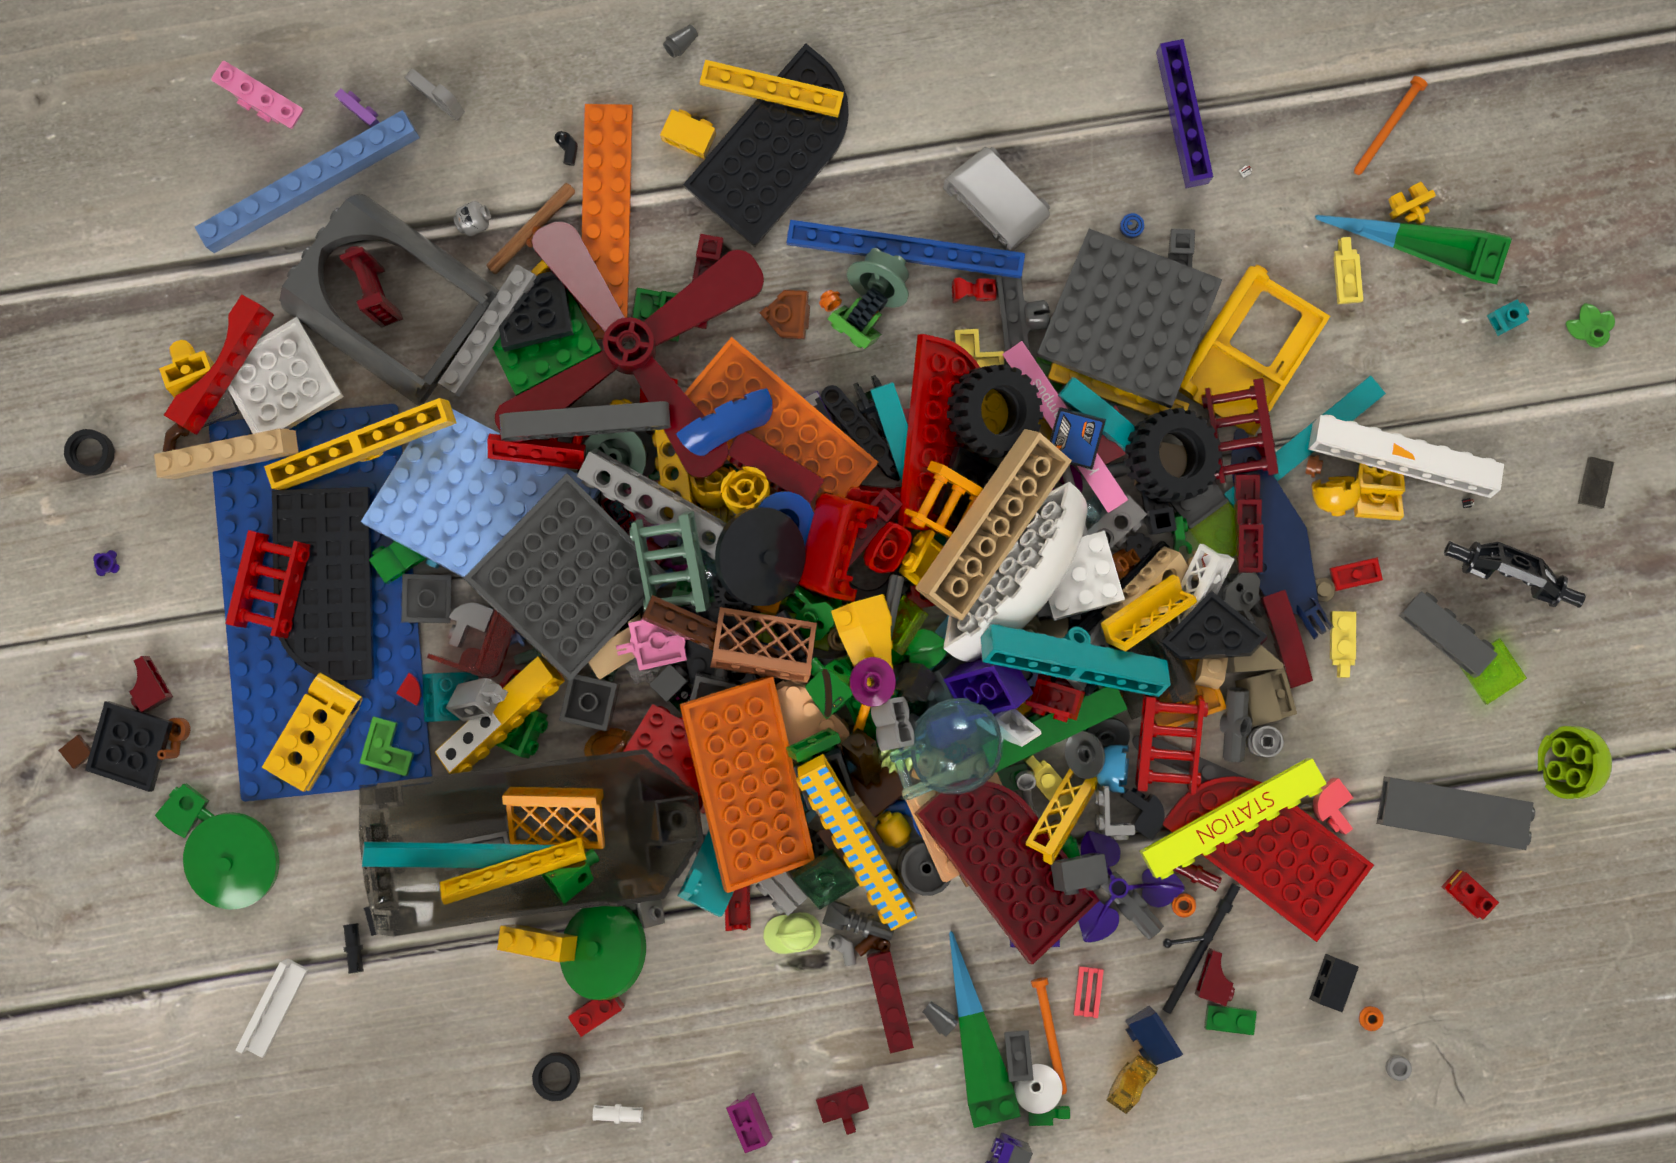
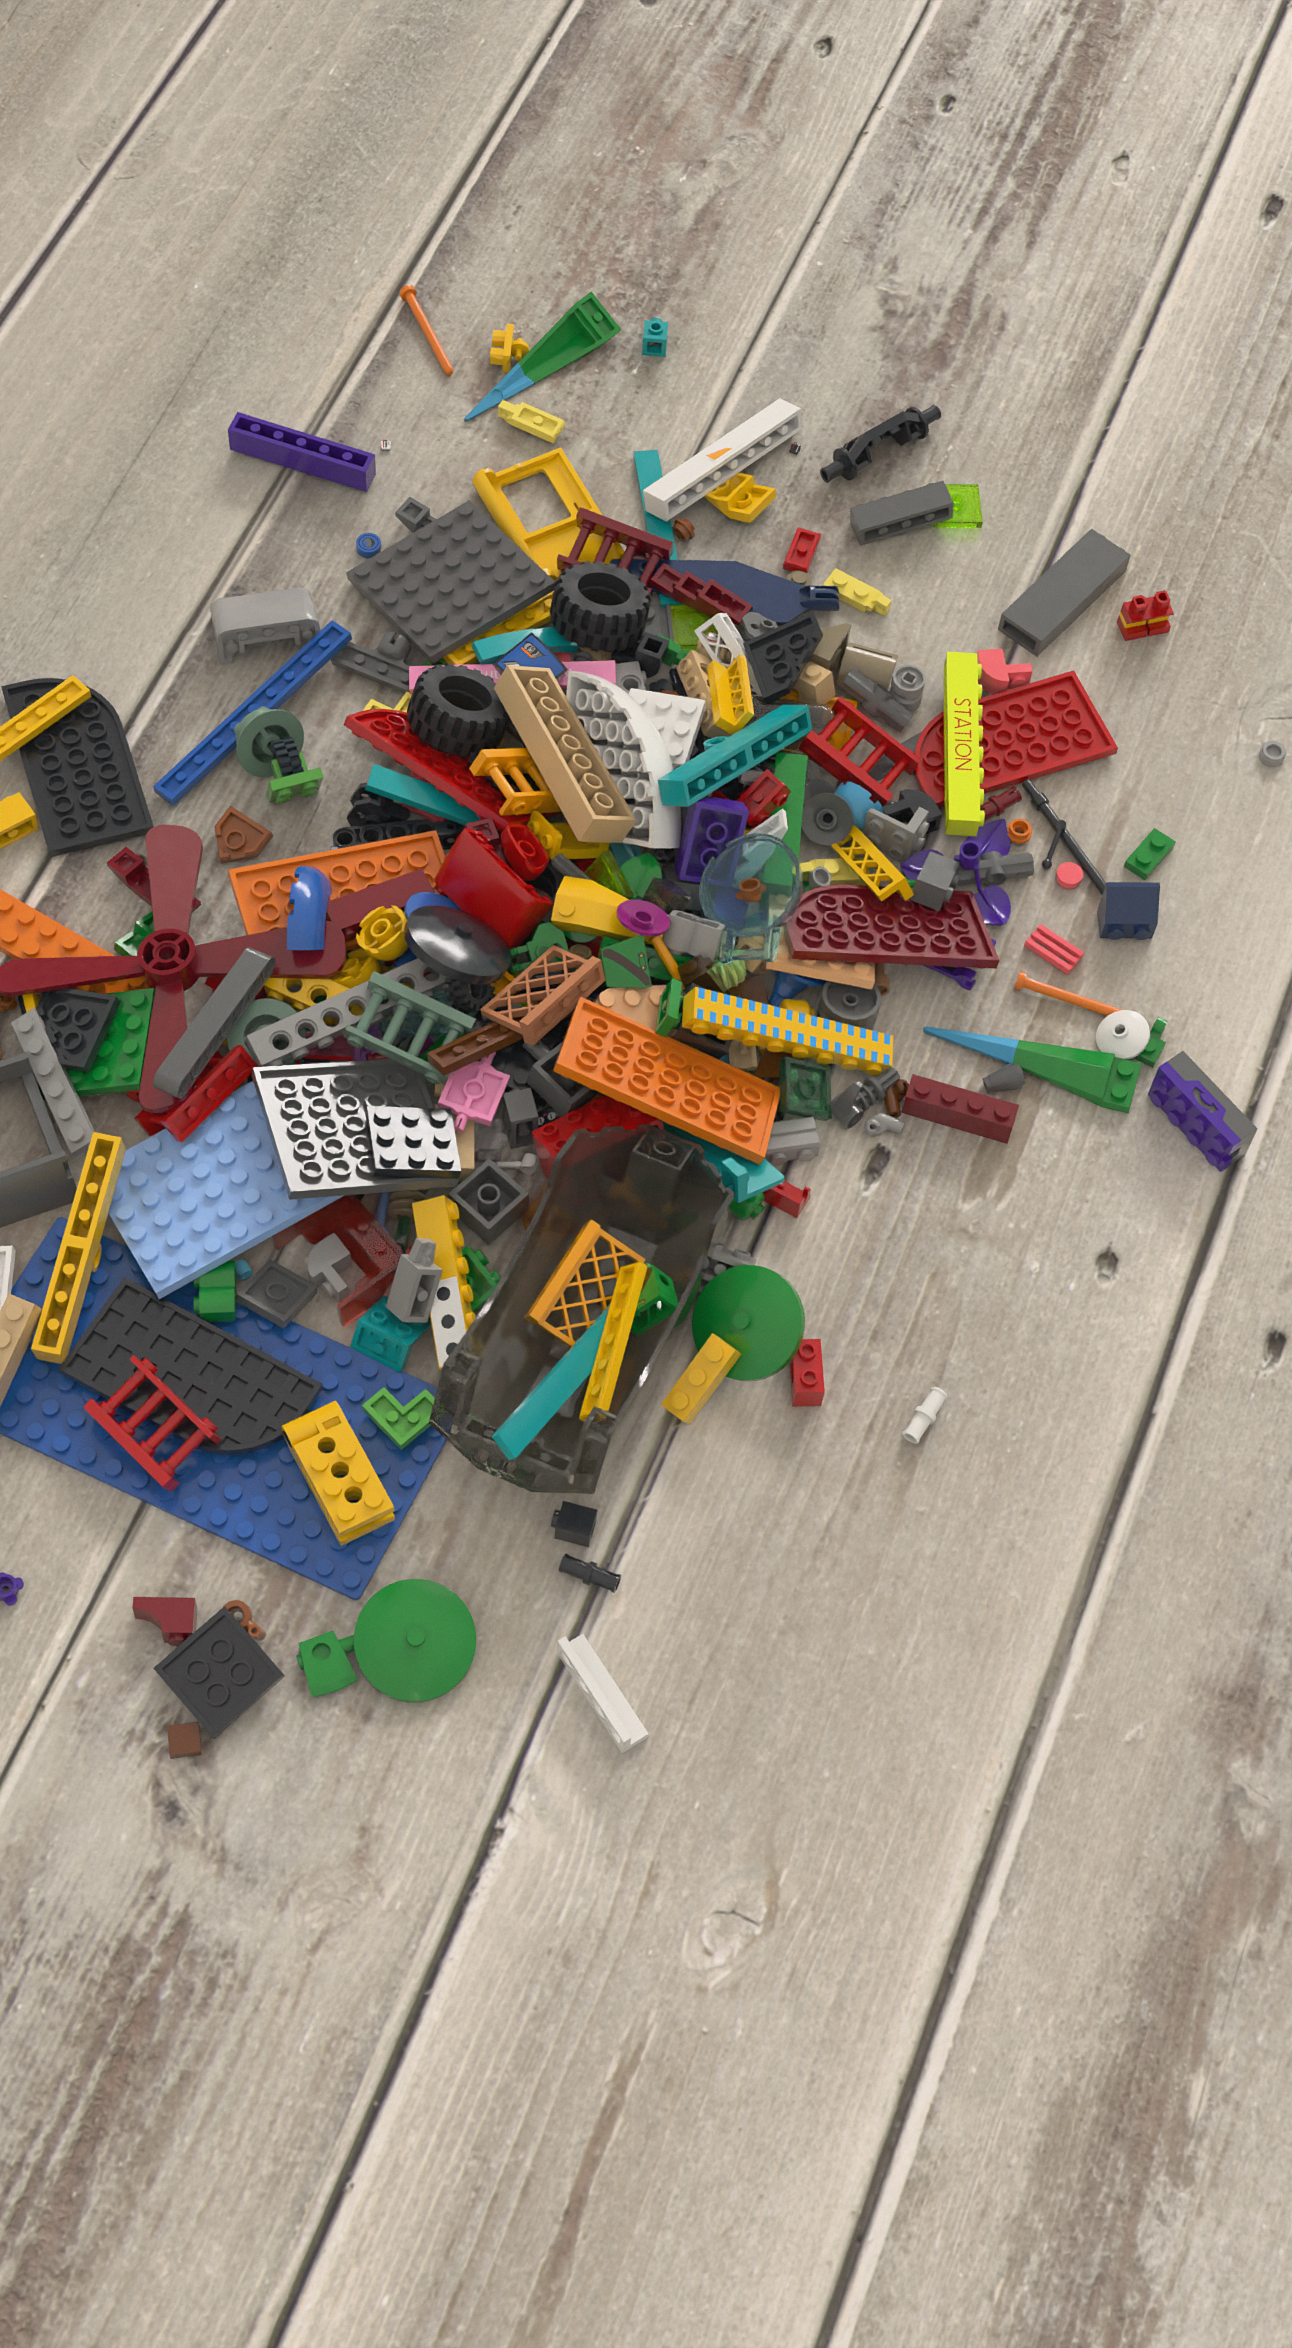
camera: 65 degrees left, 25 degrees down
(410, 689) = (359, 1359): red tile -> none
(549, 1094) = (860, 1432): black tyre -> none
(577, 629) = (412, 1142): none -> plate
(642, 706) = (527, 1166): none -> white hand
(749, 1123) = (1008, 1295): magenta hinge -> none
(792, 933) = (839, 1162): yellowish green piece -> none
(830, 300) = (253, 798): orange plate -> none
(843, 1105) = (1040, 1210): dark red plate -> none
(965, 736) = (750, 890): none -> dark orange plate
(983, 289) = (335, 678): red leg -> none
(1018, 1056) = (1081, 1032): dark grey plate -> none
(1130, 1083) = (1160, 955): clear yellow brick -> none
(1167, 967) = (1069, 875): none -> coral tile
(1212, 981) = (1103, 843): dark red arch -> none
(1287, 638) = (790, 610): dark red slope -> none
(1334, 983) = (1163, 756): black hinge -> none
(1337, 494) = (722, 524): yellow cylinder -> none
(1364, 1015) = (1216, 753): orange plate -> none
(1586, 764) = (1062, 475): lime cylinder -> none
(1592, 321) = (705, 291): bright green plate -> none
(1595, 482) = (840, 357): clear smoke plate -> none

